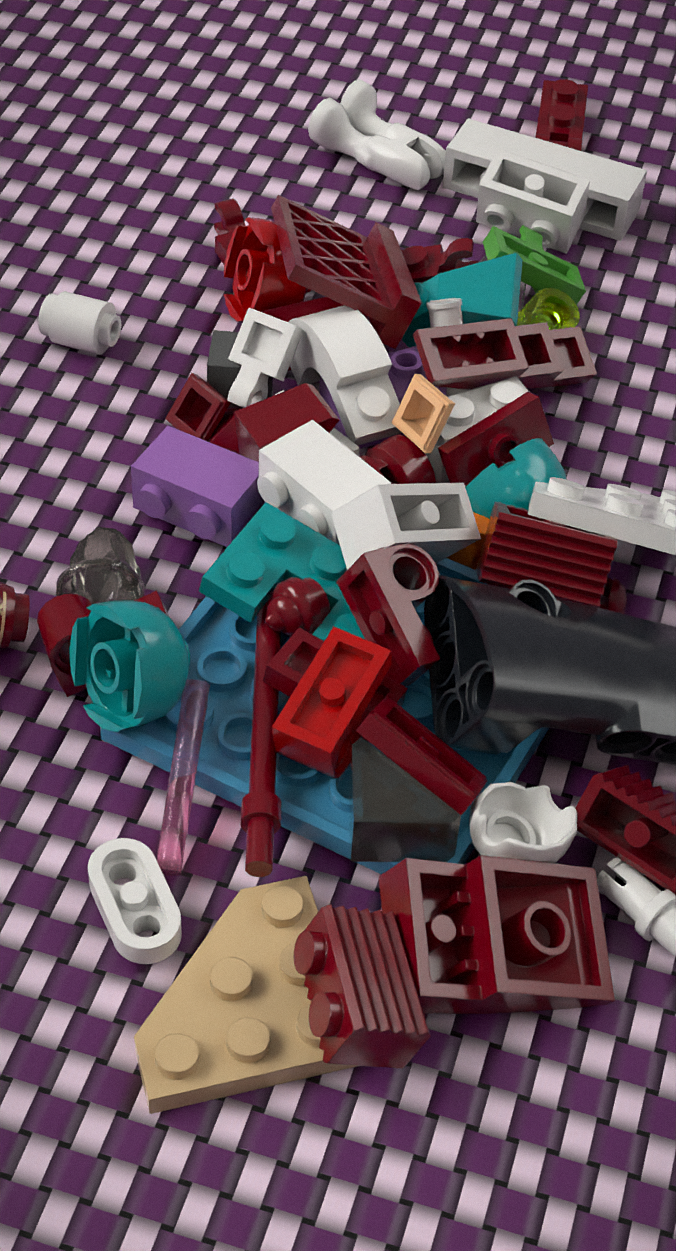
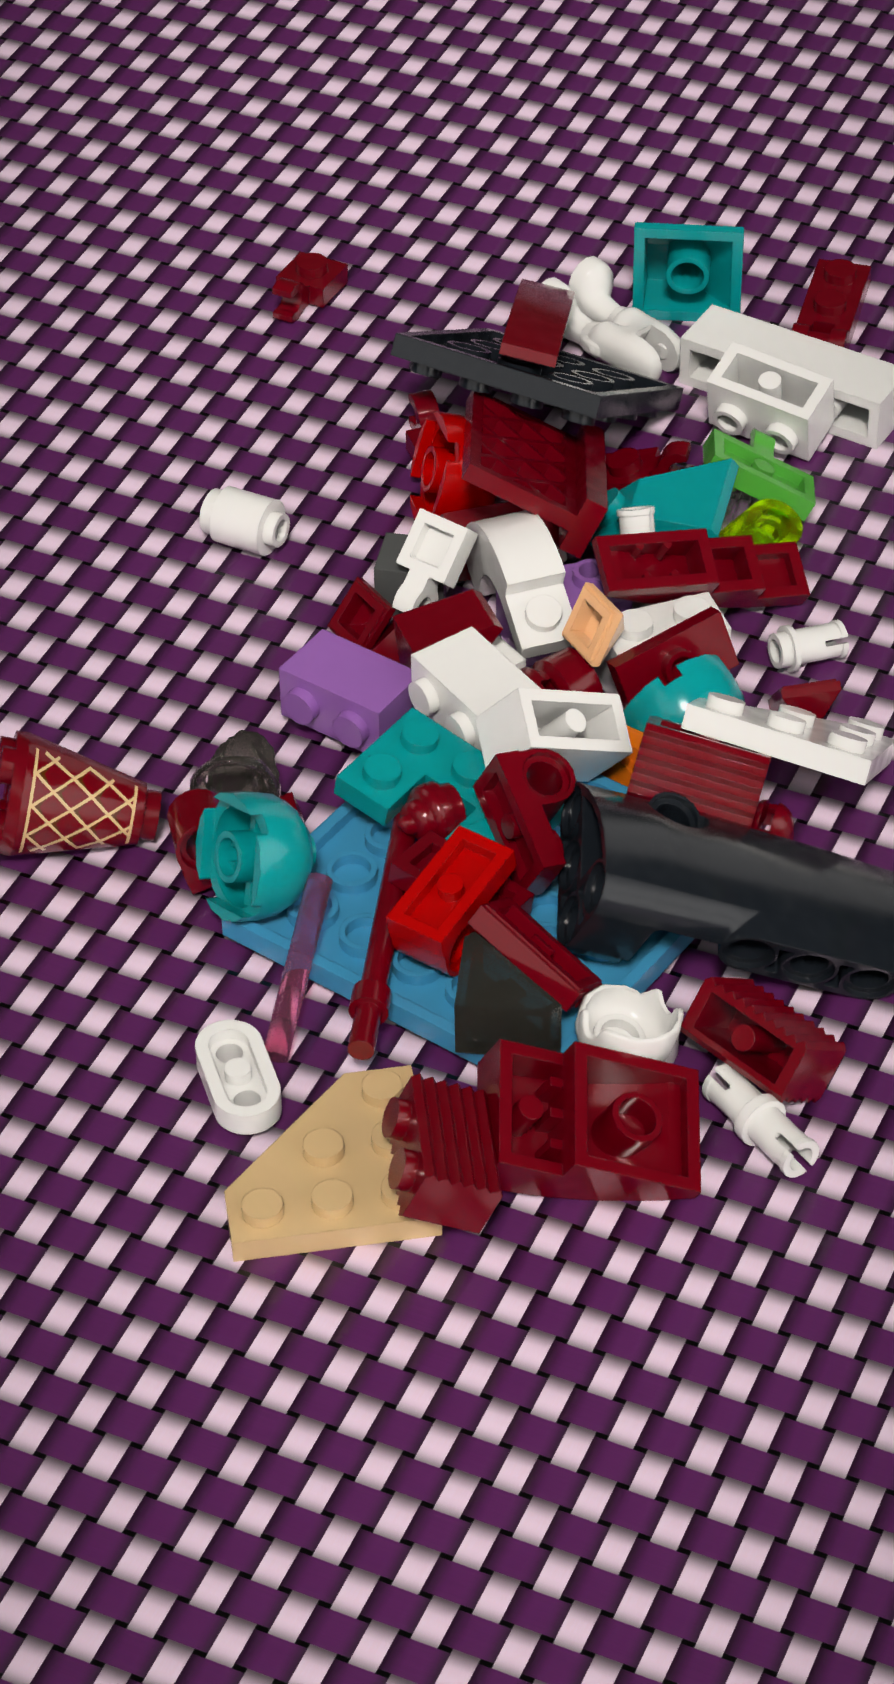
camera: 10 degrees right, 5 degrees down
(111, 107) = (306, 281): none -> dark red plate
(328, 137) = (537, 323): none -> dark red slope
(330, 182) = (576, 384): none -> black plate
(440, 88) = (686, 269): none -> teal slope
(592, 423) = (805, 645): none -> white pin
(620, 472) = (811, 696): none -> dark red slope

